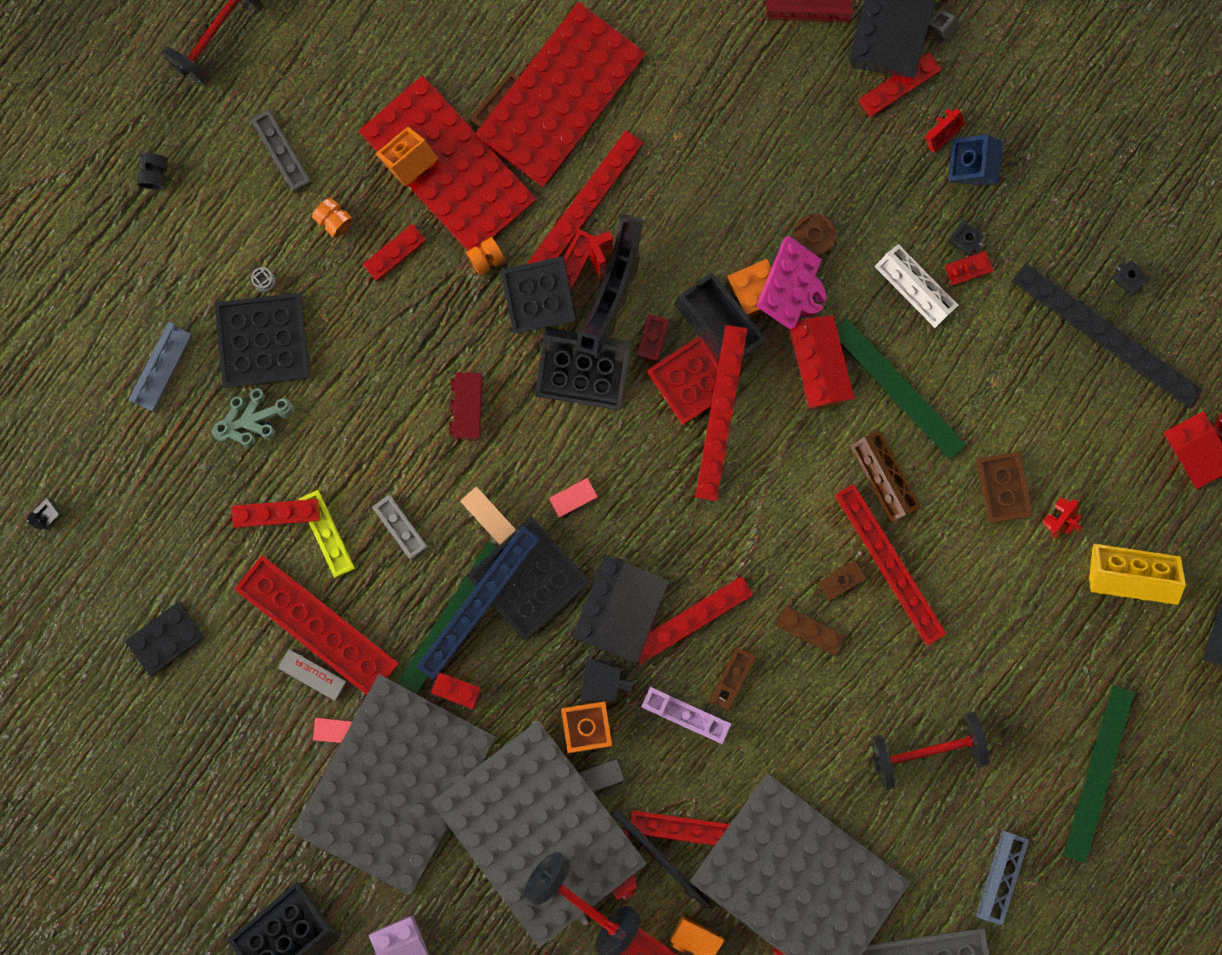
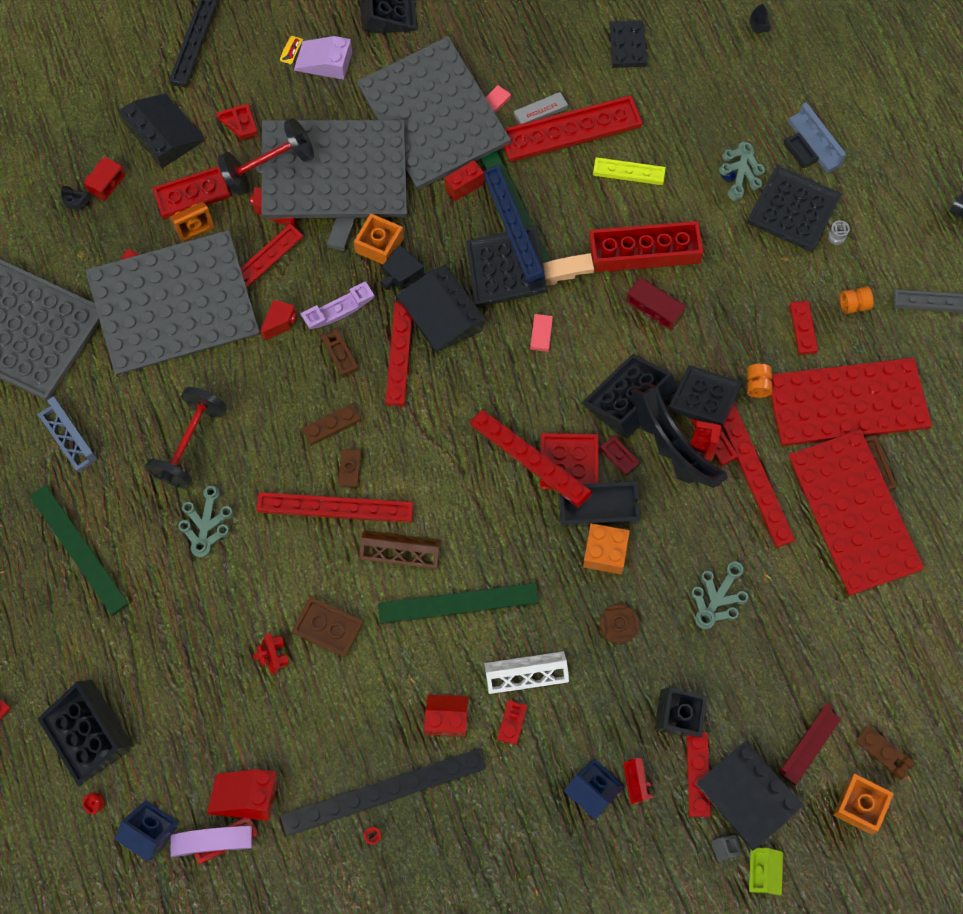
camera: 125 degrees right, 15 degrees down
(183, 376) = (801, 150): none -> black tile
(275, 513) = (664, 148): red plate -> none
(400, 527) = (601, 216): light grey tile -> none
(407, 156) = (871, 370): orange slope -> none
(411, 455) = (645, 246): none -> red brick
(691, 890) = (271, 228): black bar -> none
(728, 164) = (718, 599): none -> sand green plant
(740, 763) = (278, 320): none -> red slope
(792, 285) = (590, 572): dark pink plate -> none
(821, 362) = (517, 557): red slope -> none
(861, 129) = (680, 712): none -> black slope
(959, 241) = (544, 739): black brick -> none
(991, 673) = (206, 523): none -> sand green plant
(1005, 327) = (446, 715): none -> red slope
(1129, 284) = (409, 850): black brick -> none
(1136, 574) = (190, 678): yellow slope -> none
(1151, 315) = (374, 839): none -> red hinge

